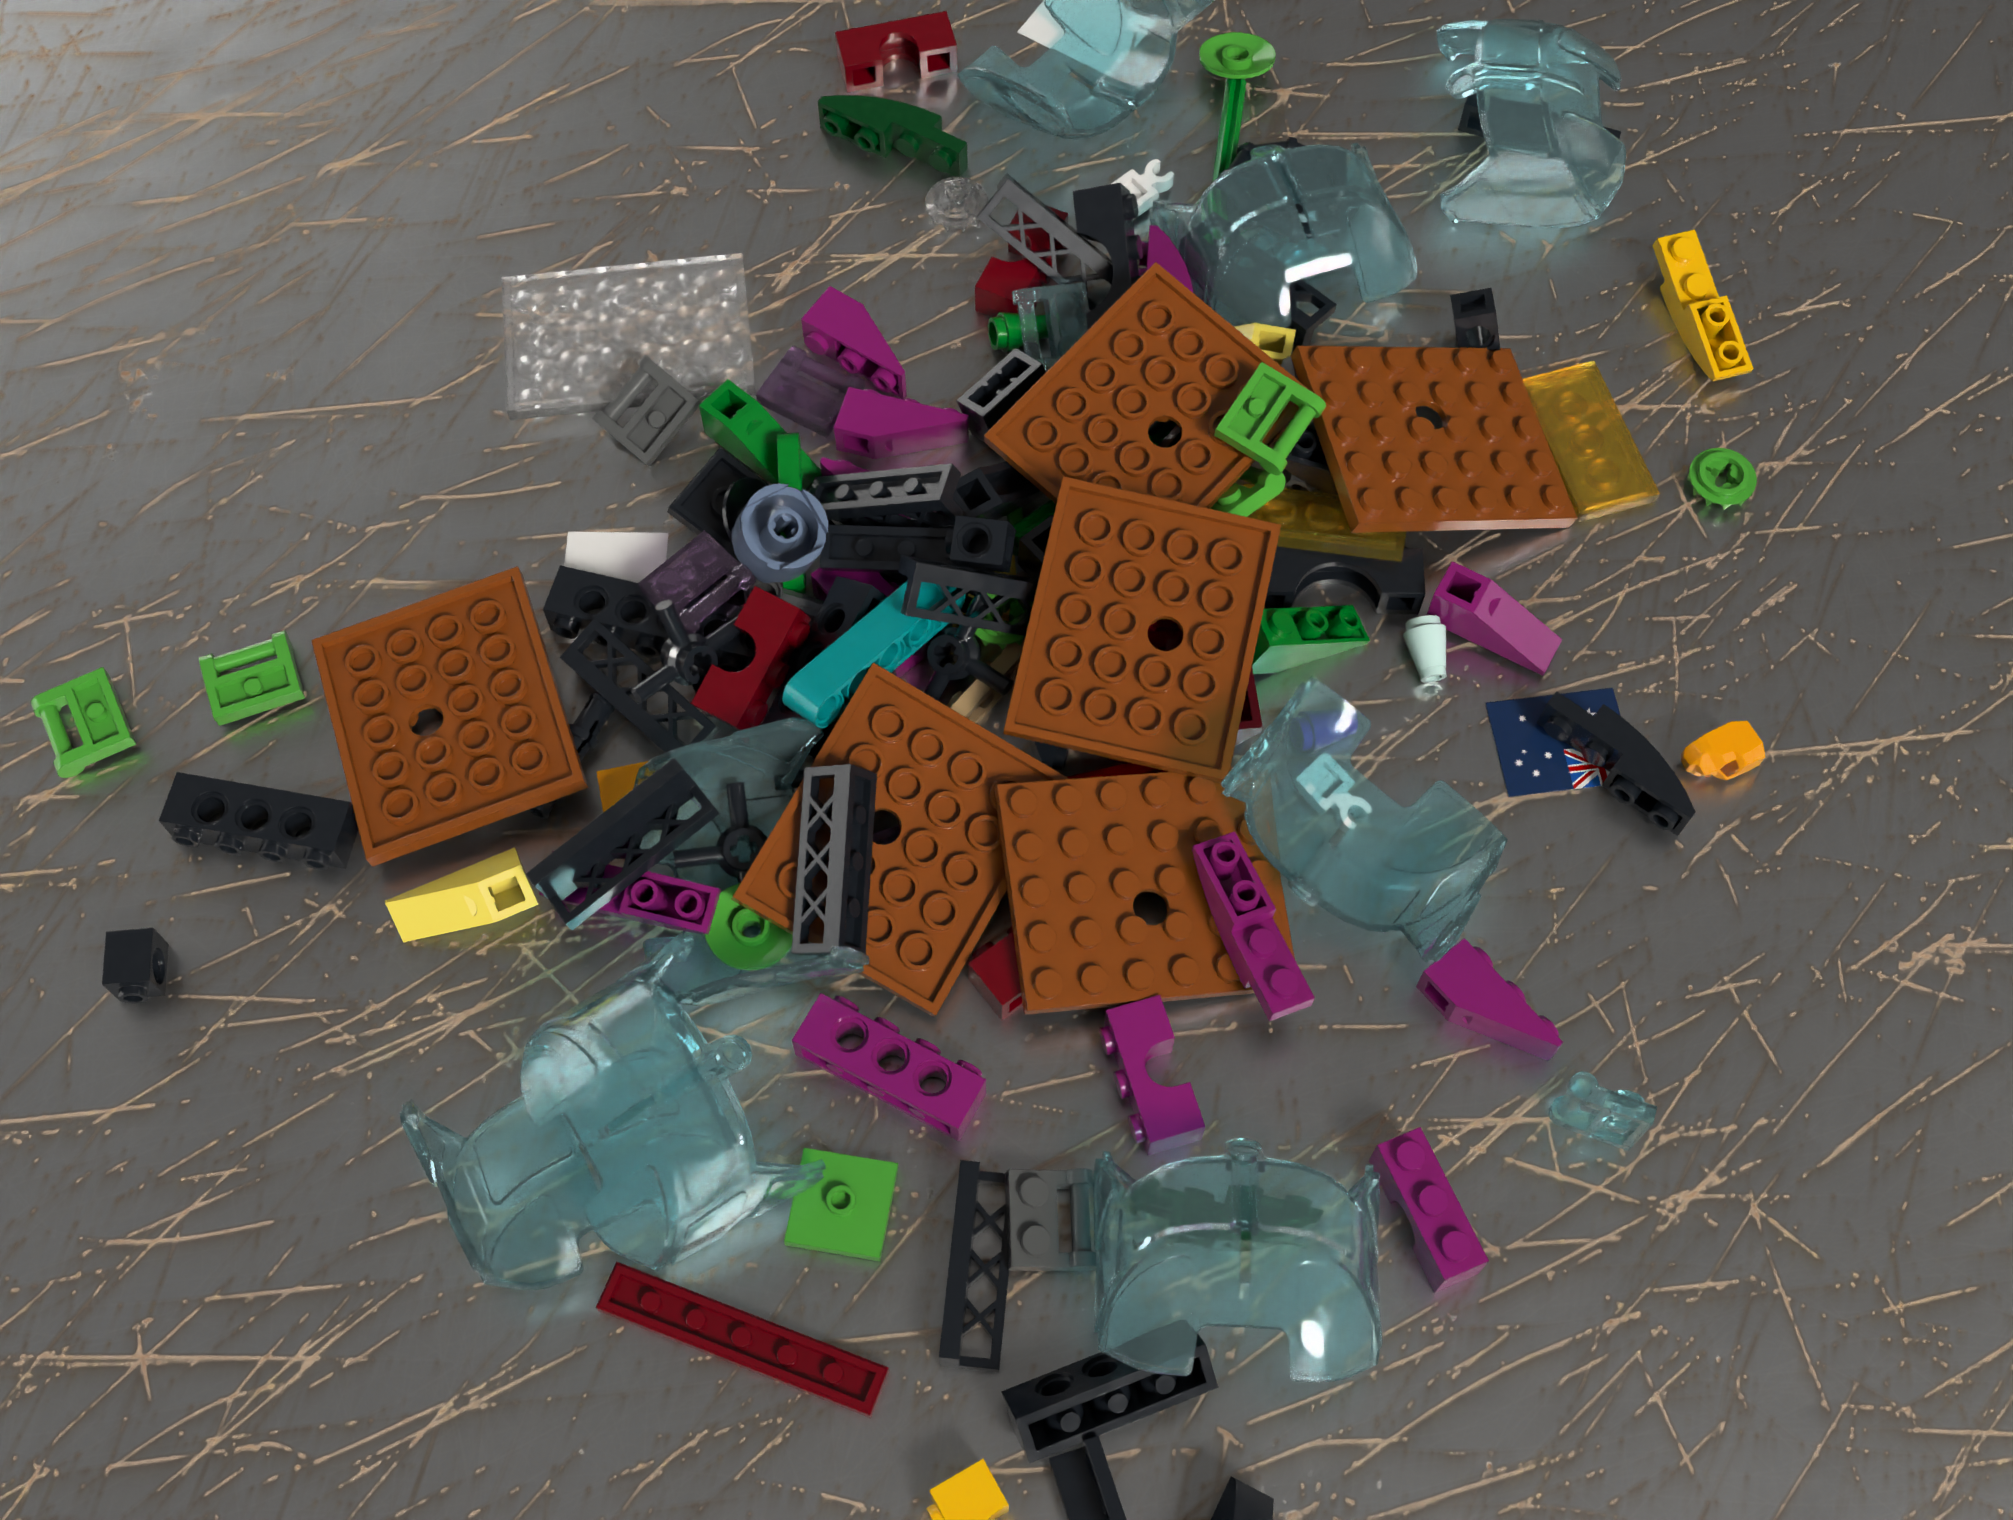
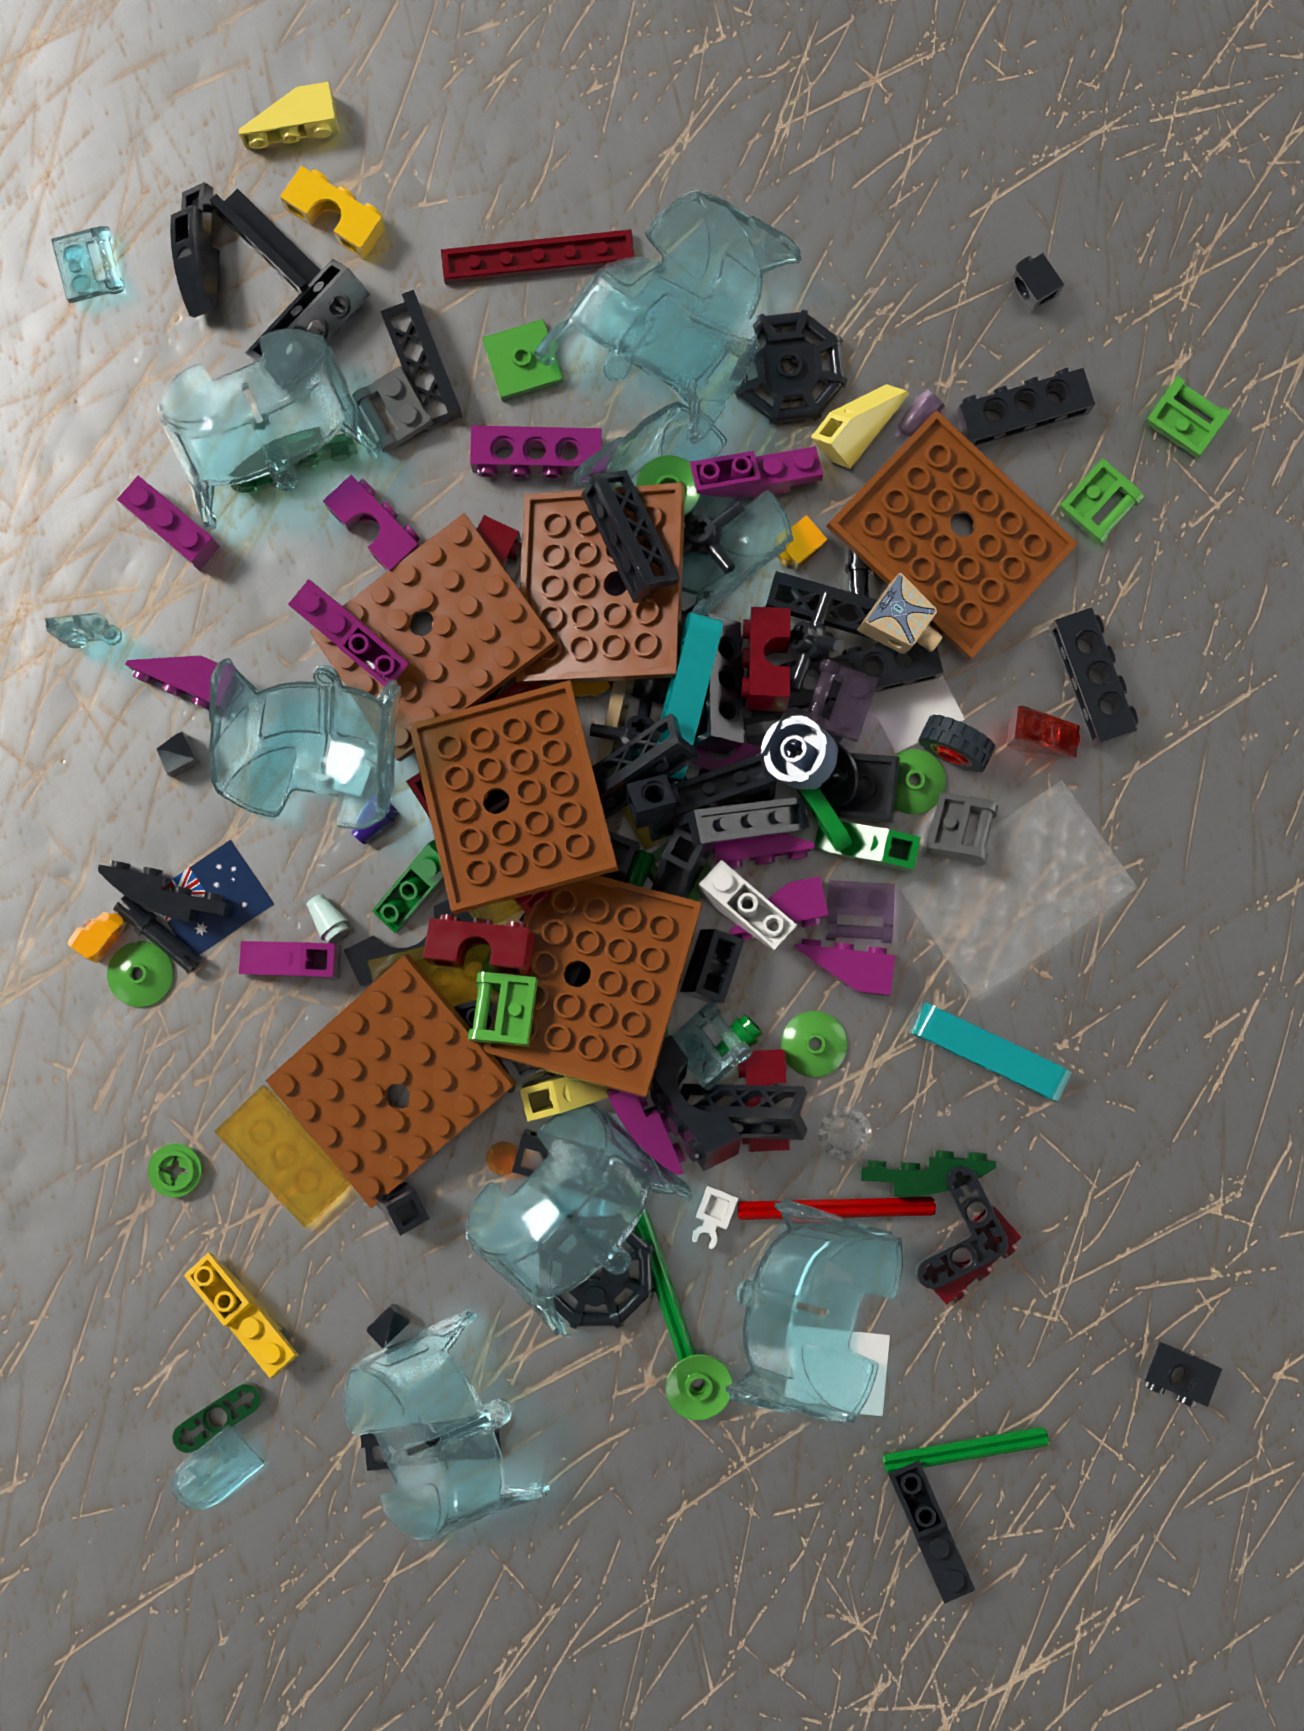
camera: 150 degrees right, 20 degrees up
(386, 877) = (919, 411): none -> clear purple cone
(392, 553) = (1077, 664): none -> black brick
(481, 1005) = (804, 378): none -> black plate
(498, 462) = (1042, 733): none -> clear red slope
(570, 627) = (901, 618): none -> tan torso
(596, 485) = (956, 743): none -> black wheel
(619, 836) = (782, 487): black fence -> none
(646, 499) = (925, 796): none -> bright green dish
(758, 205) = (991, 1052): none -> teal beam
(885, 41) = (972, 1242): none -> black beam
(933, 414) = (745, 905): none -> white slope
(937, 311) = (796, 1044): none -> bright green dish
(1019, 151) = (844, 1207): none -> red axle
(1229, 485) = (451, 939): none -> dark red arch
(1338, 331) = (501, 1158): none -> clear orange plate
(1536, 916) = (177, 754): none -> black slope
(1544, 240) = (388, 1325): none -> black slope
(1641, 717) = (146, 924): none -> black pin
(1674, 711) = (156, 976): none -> bright green dish
(1778, 228) = (192, 1422): none -> dark green beam
(1787, 193) = (214, 1470): none -> clear light blue window

